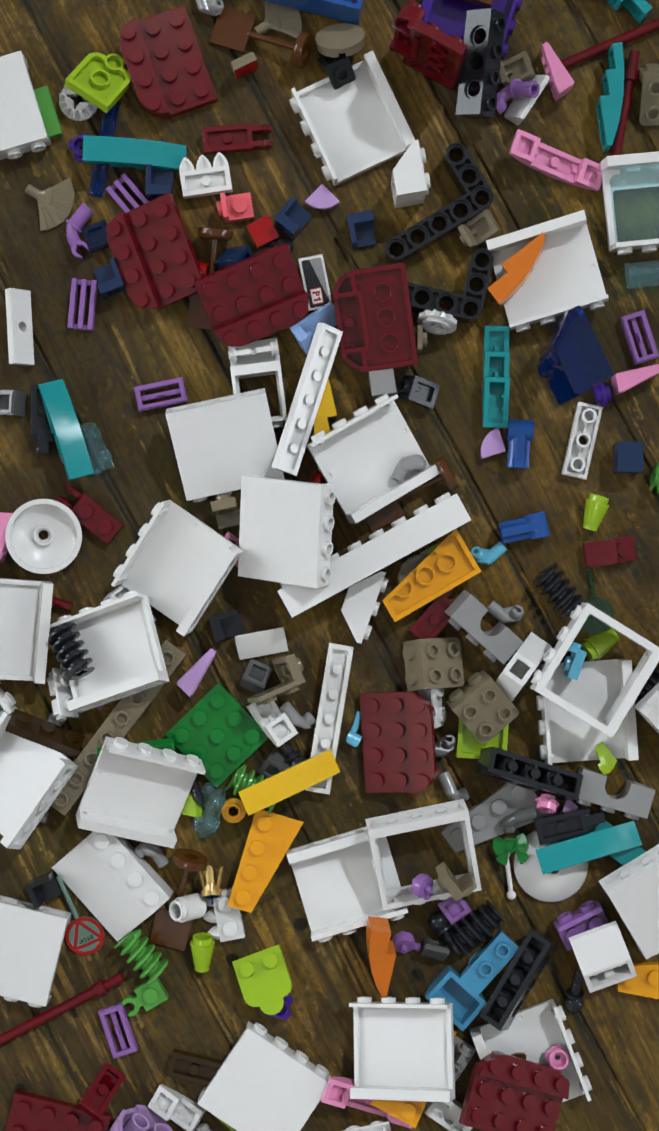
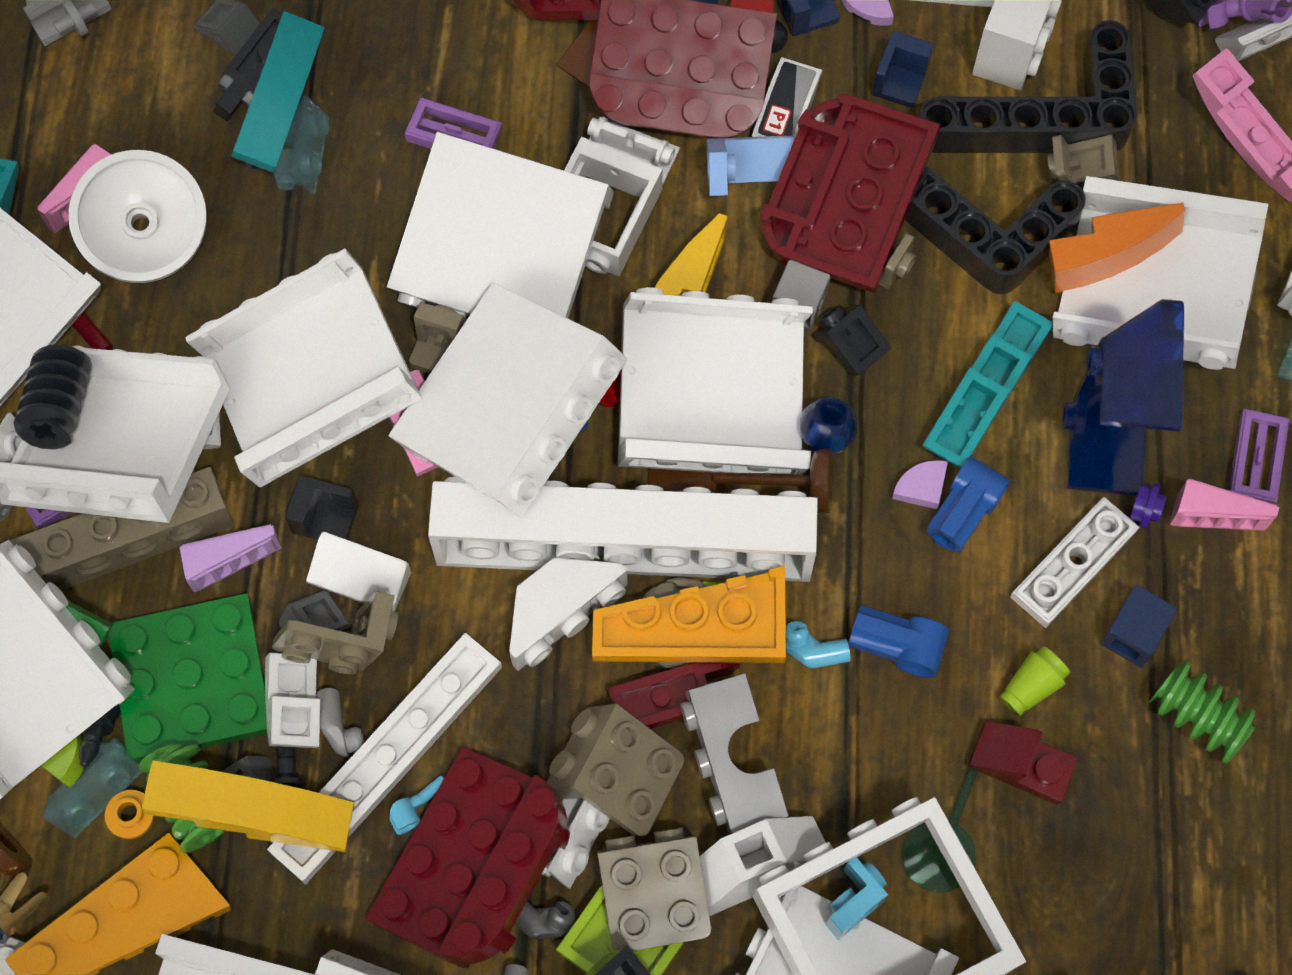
camera: 30 degrees right, 20 degrees down
(92, 515) = (233, 241): dark red hinge -> none
(307, 399) = (668, 236): white plate -> none
(406, 464) = (768, 429): light grey arm -> none
(434, 443) = (828, 424): none -> clear blue piece
(437, 322) = (945, 265): white gear -> none
(507, 614) = (788, 766): light grey arm -> none
(558, 590) = (894, 766): black piece -> none
(599, 644) = (918, 906): lime cone -> none

